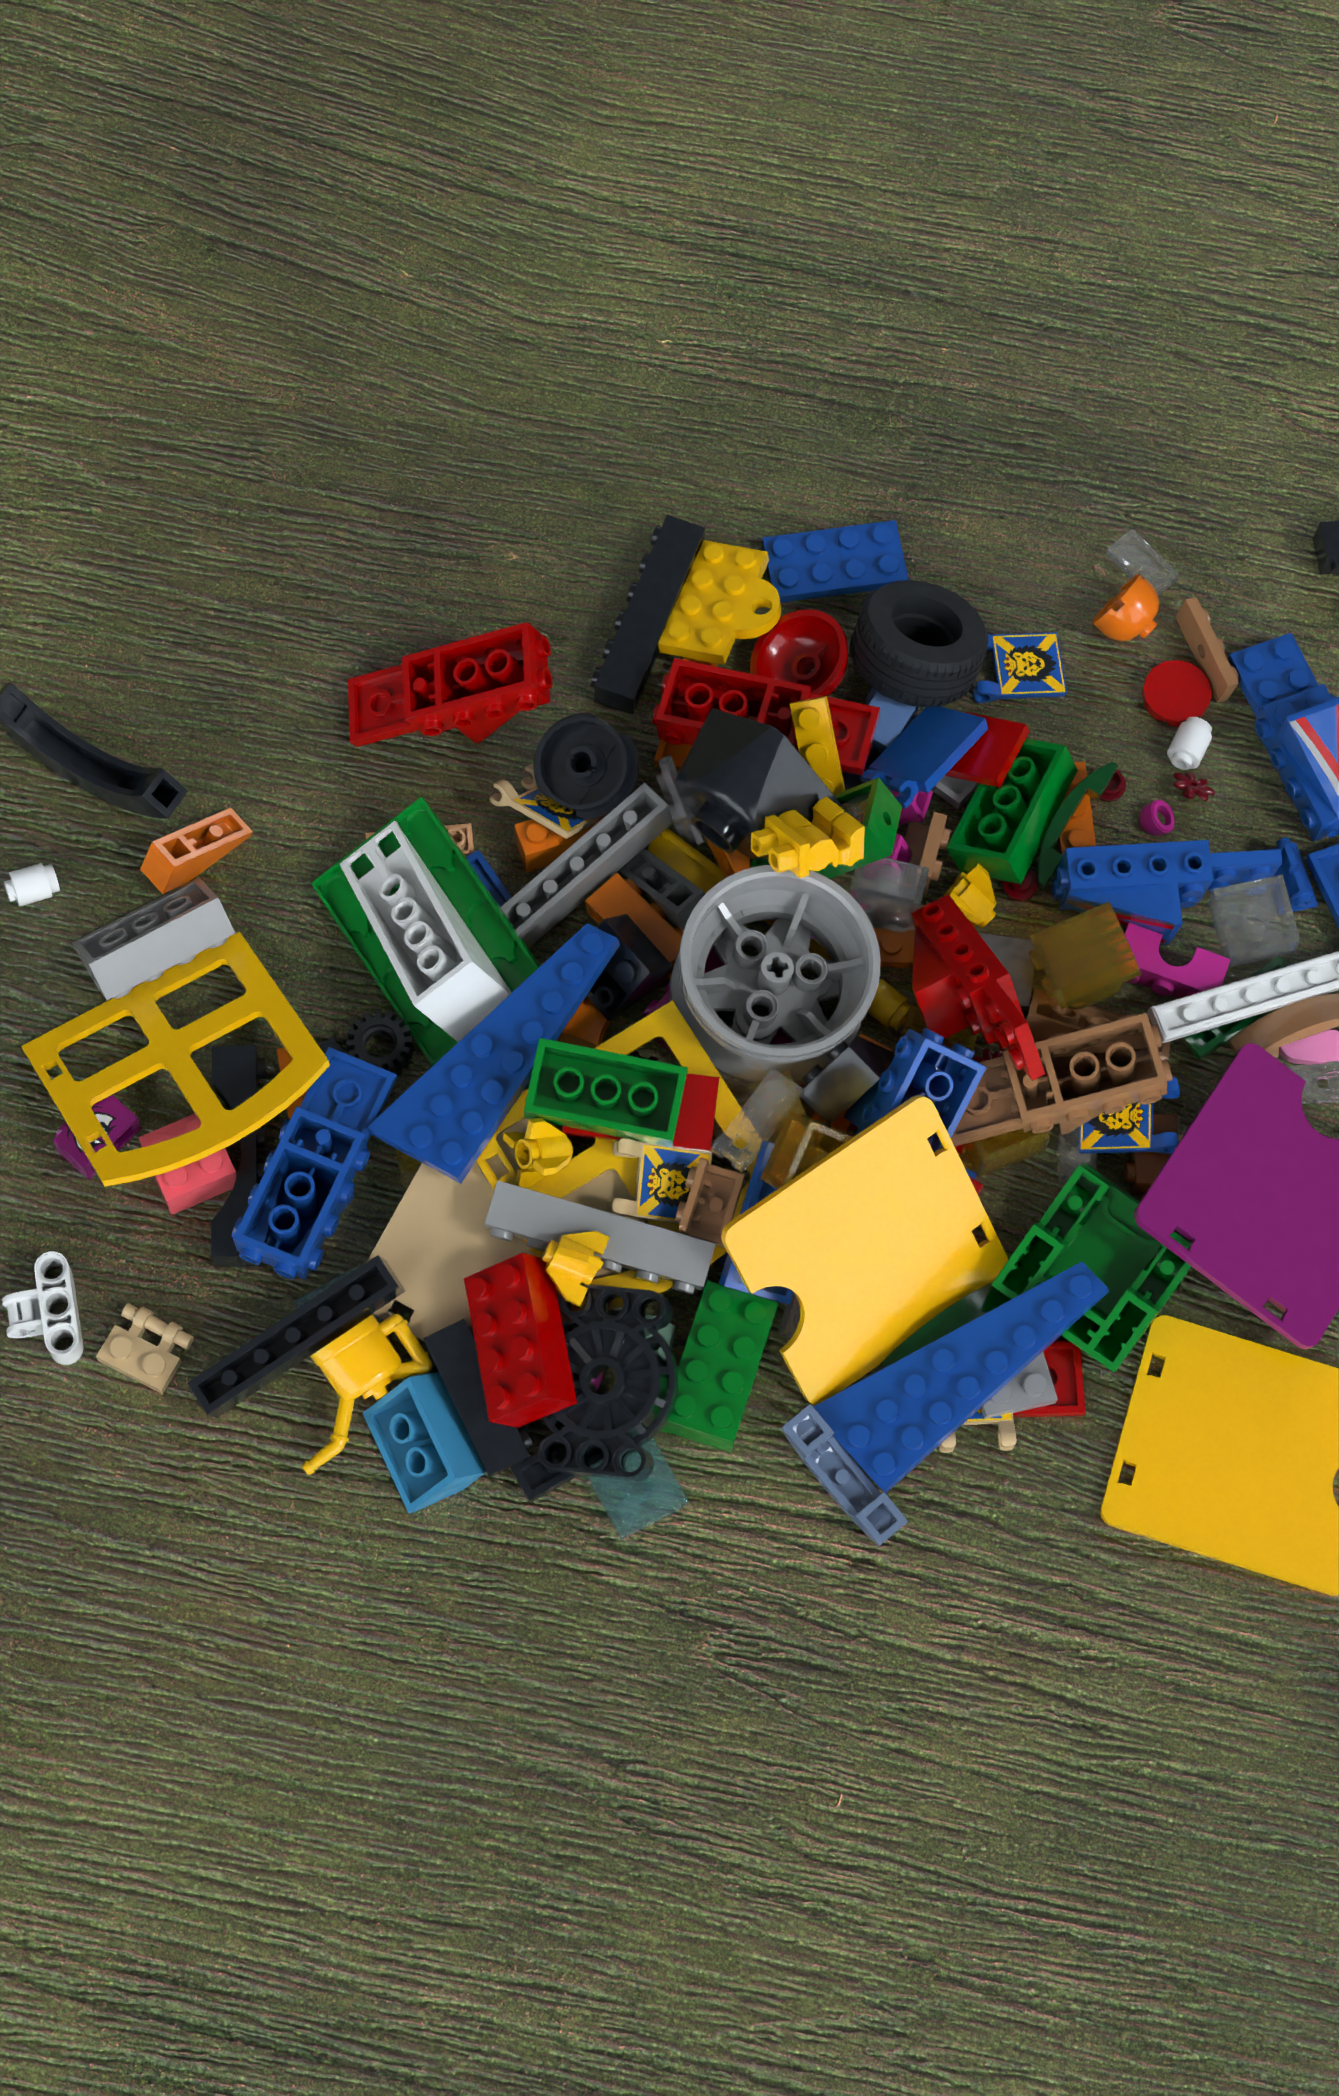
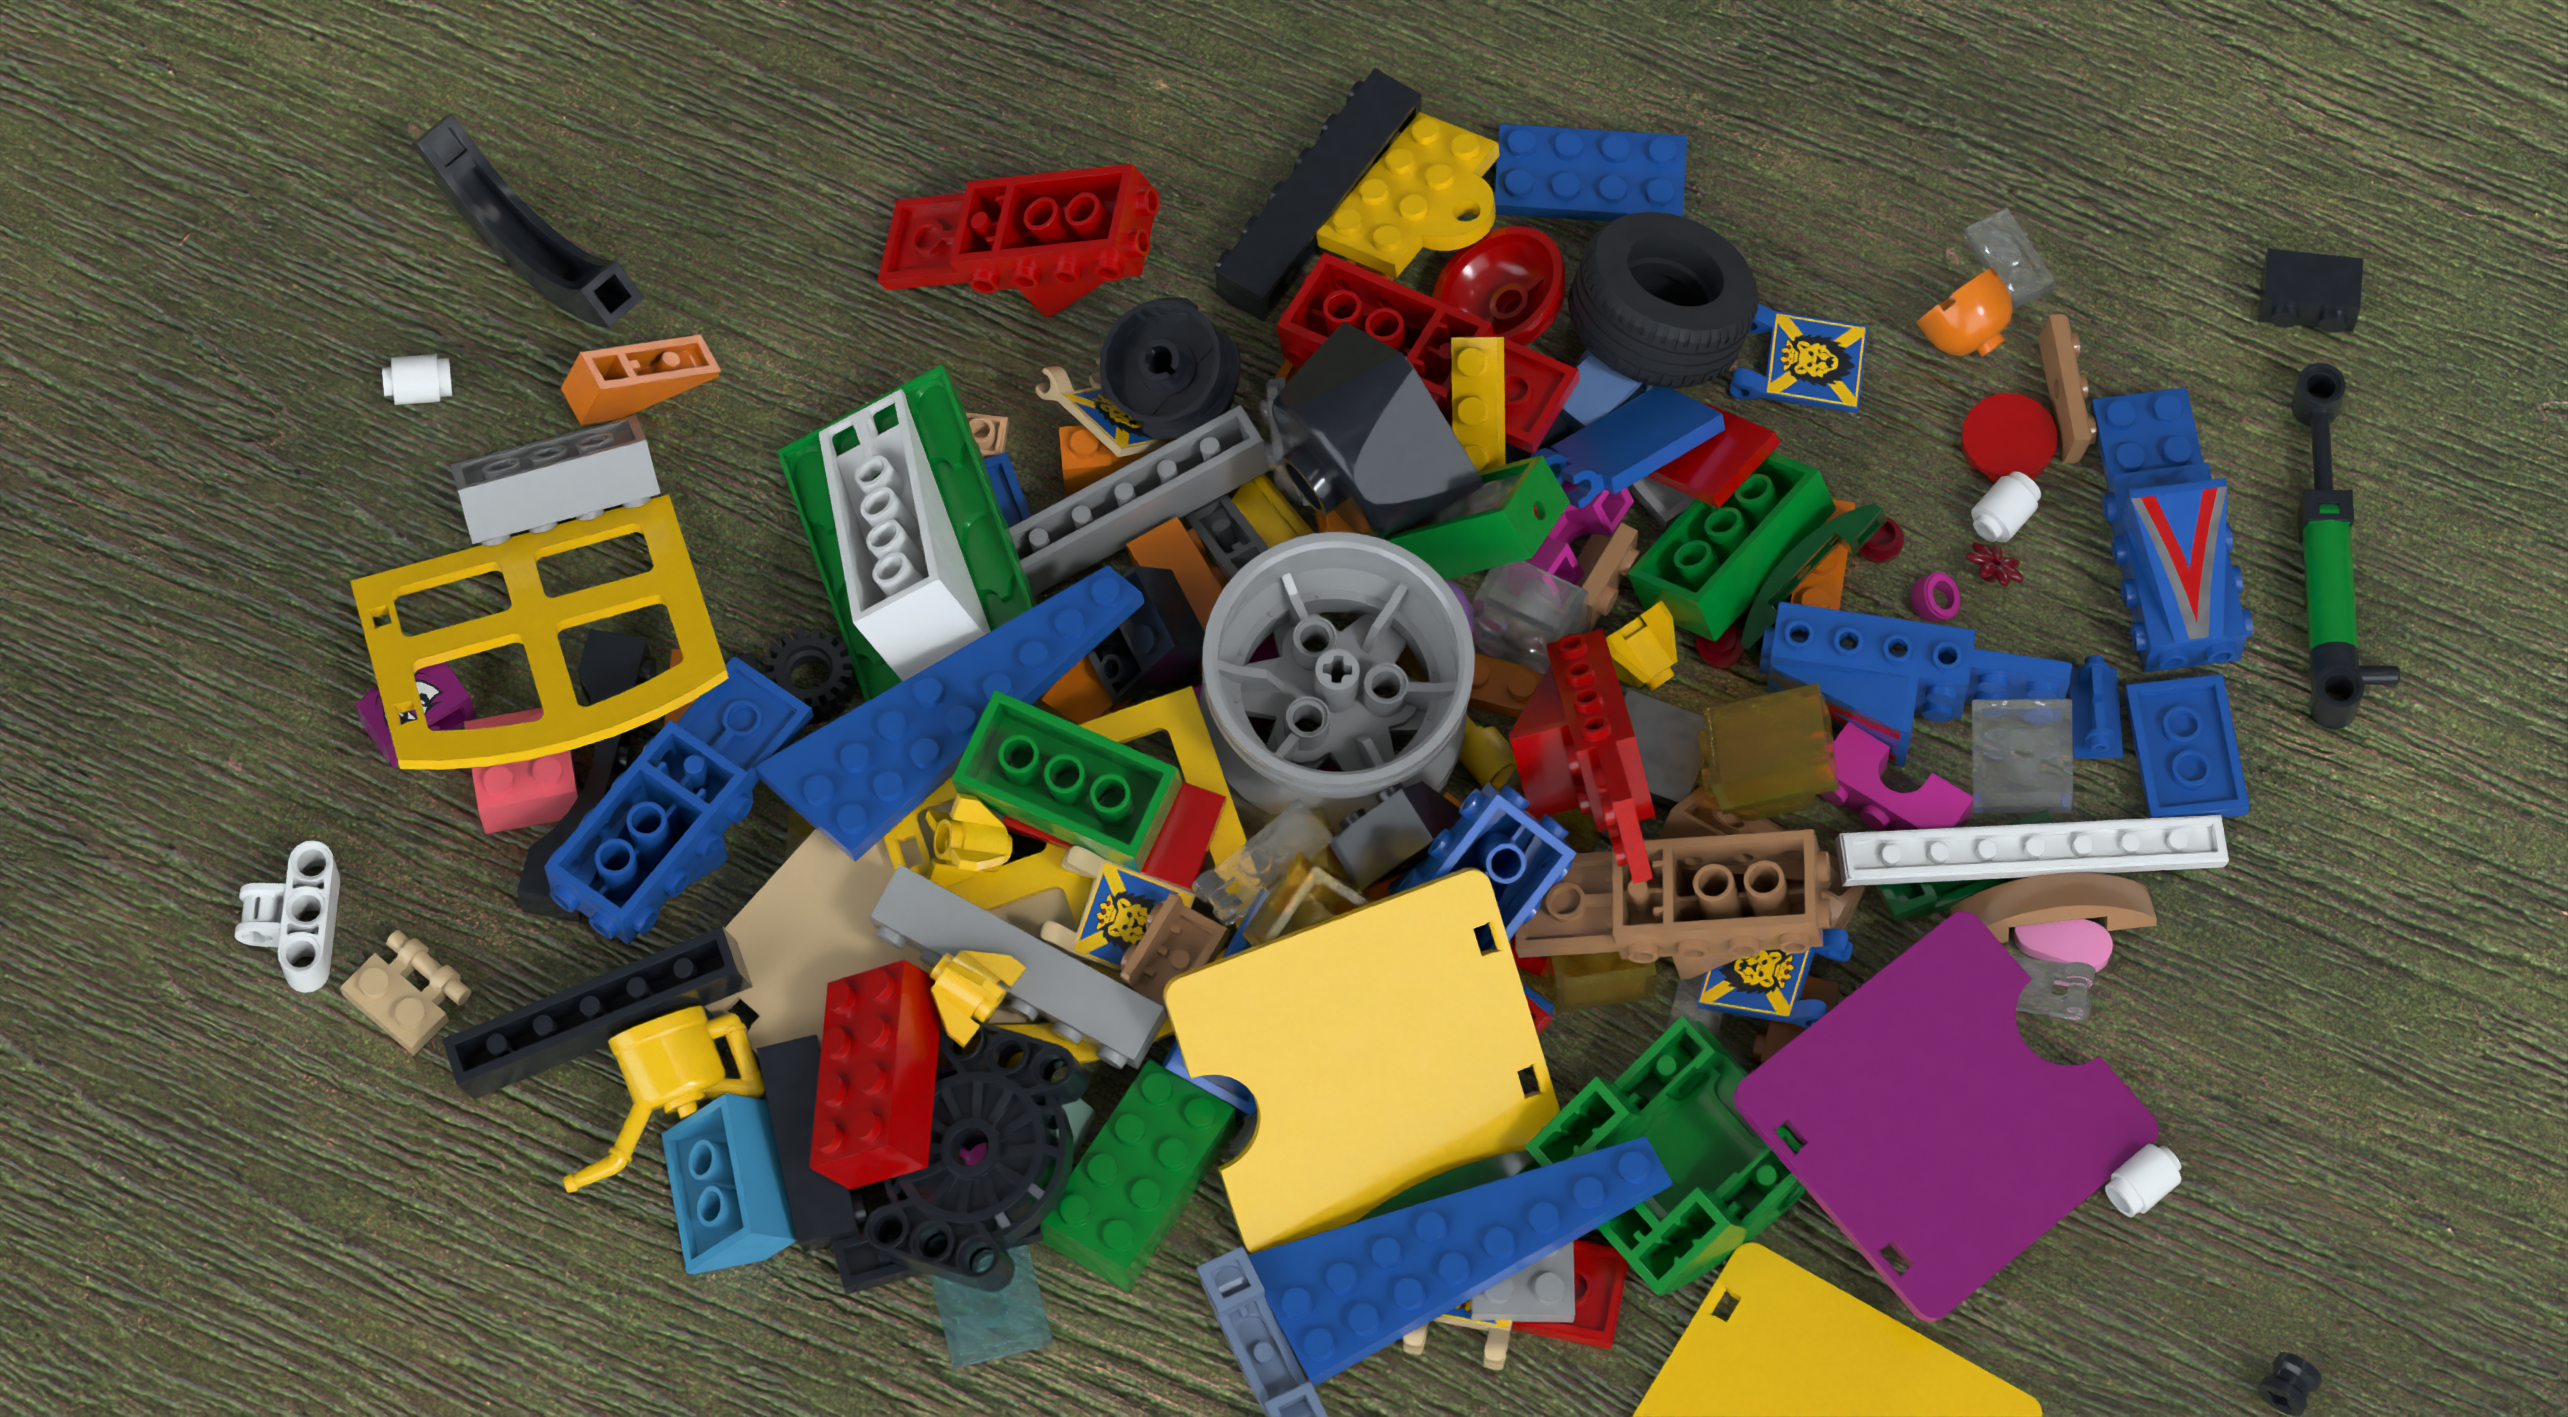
camera: 20 degrees right, 5 degrees down
(806, 846) = (1402, 515): yellow hips -> none

